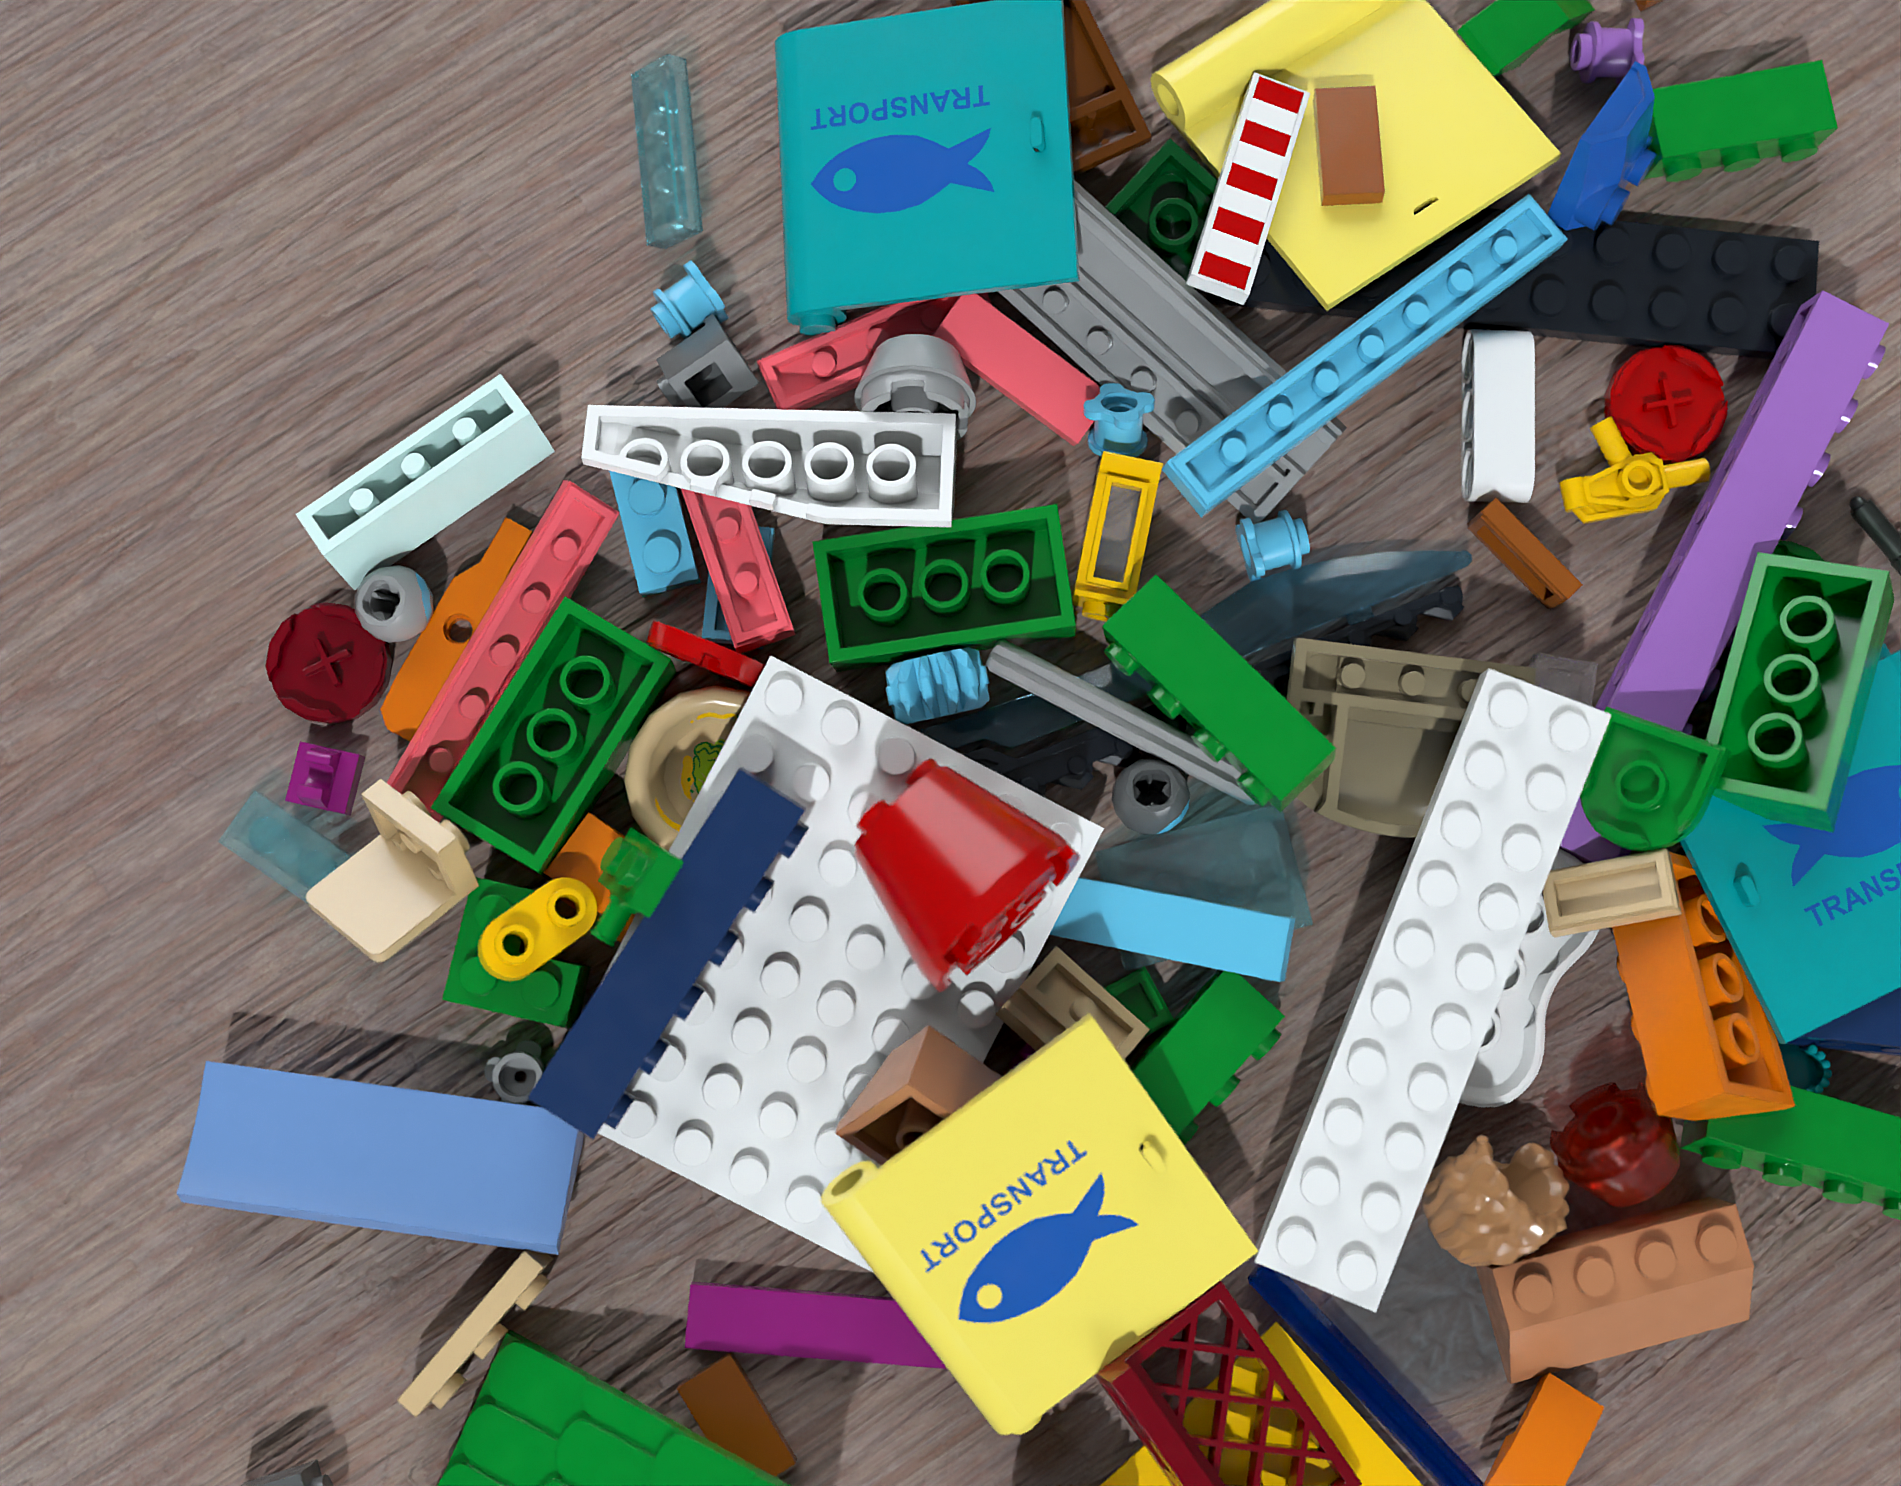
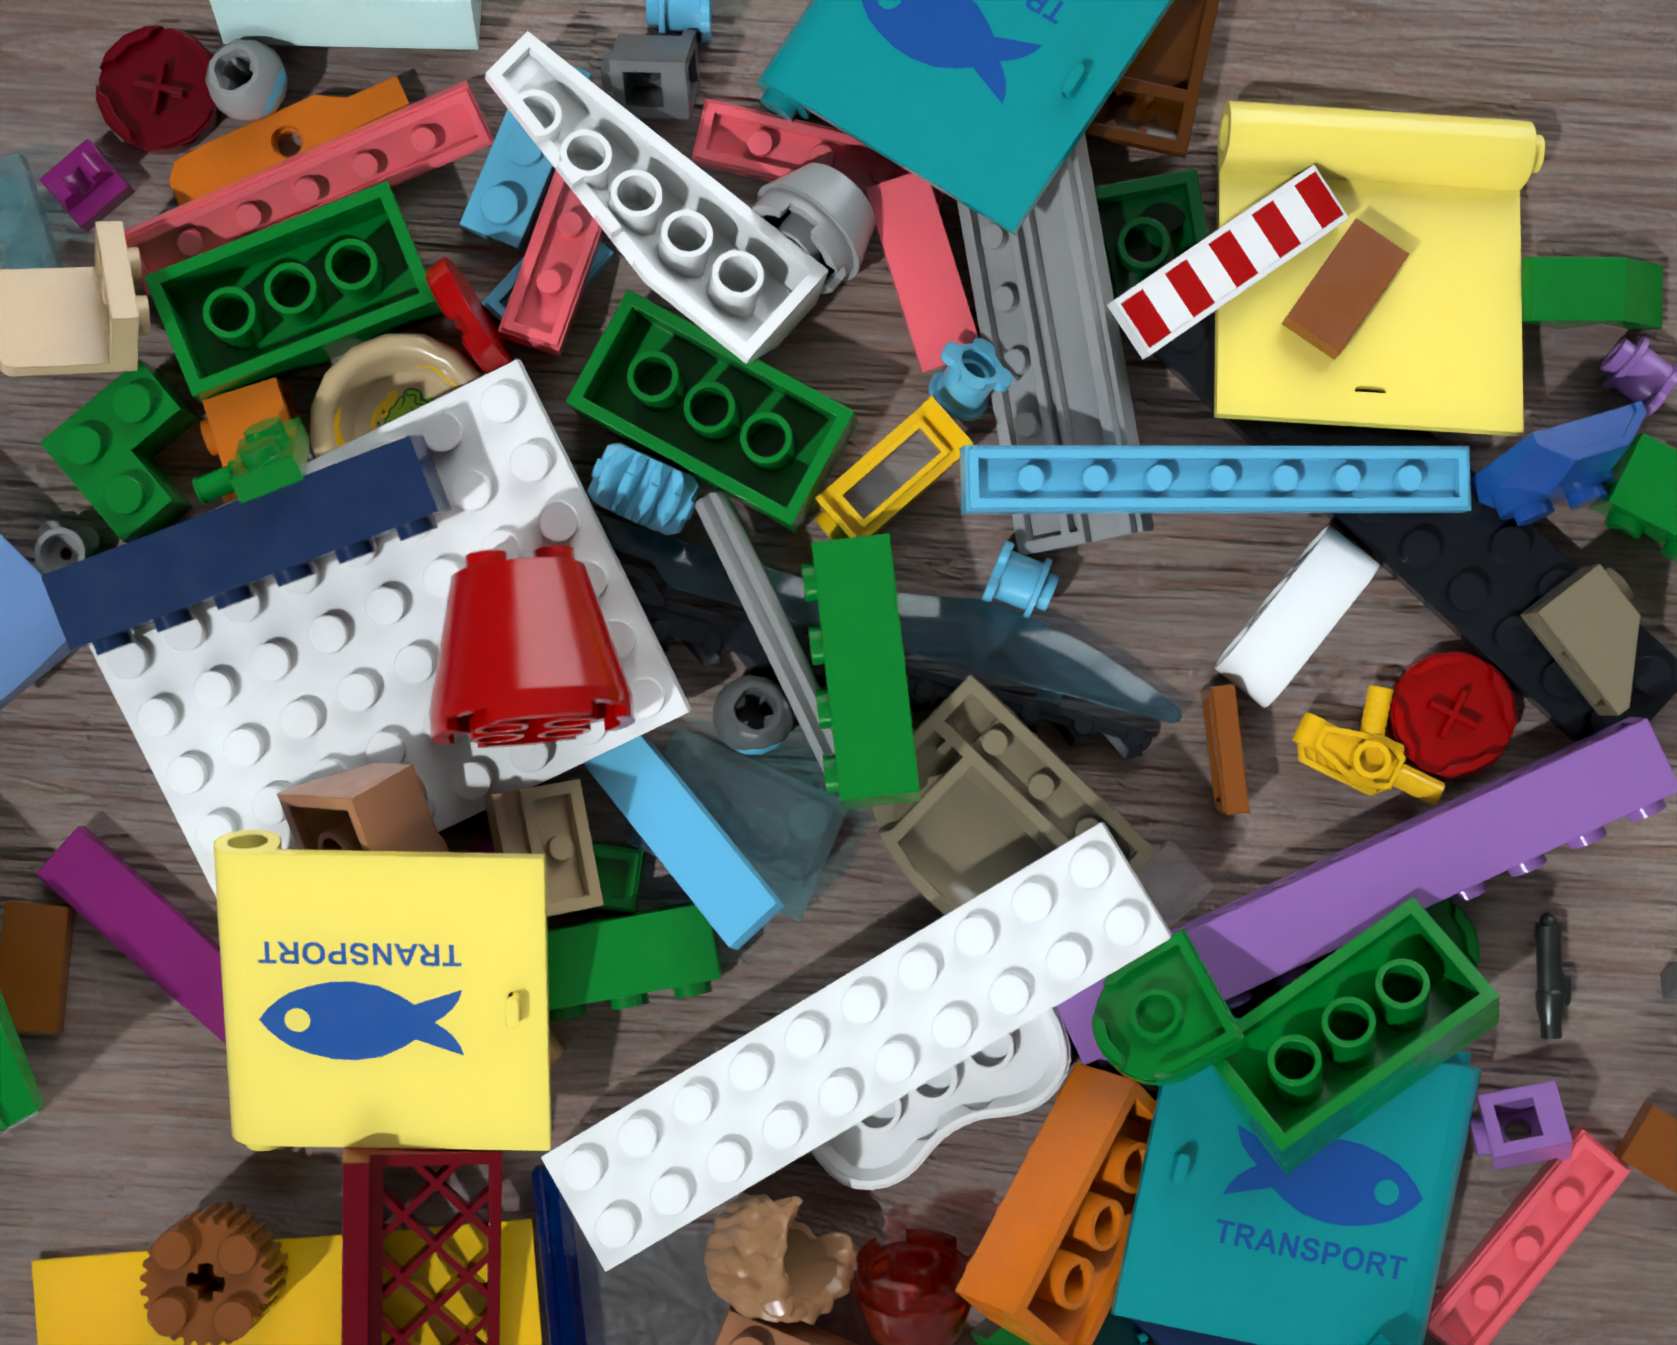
camera: 45 degrees right, 5 degrees up
(539, 927) = (157, 443): yellow plate -> none
(1611, 893) = (1064, 1083): tan tile -> none
(1729, 264) = (1591, 635): none -> dark tan slope

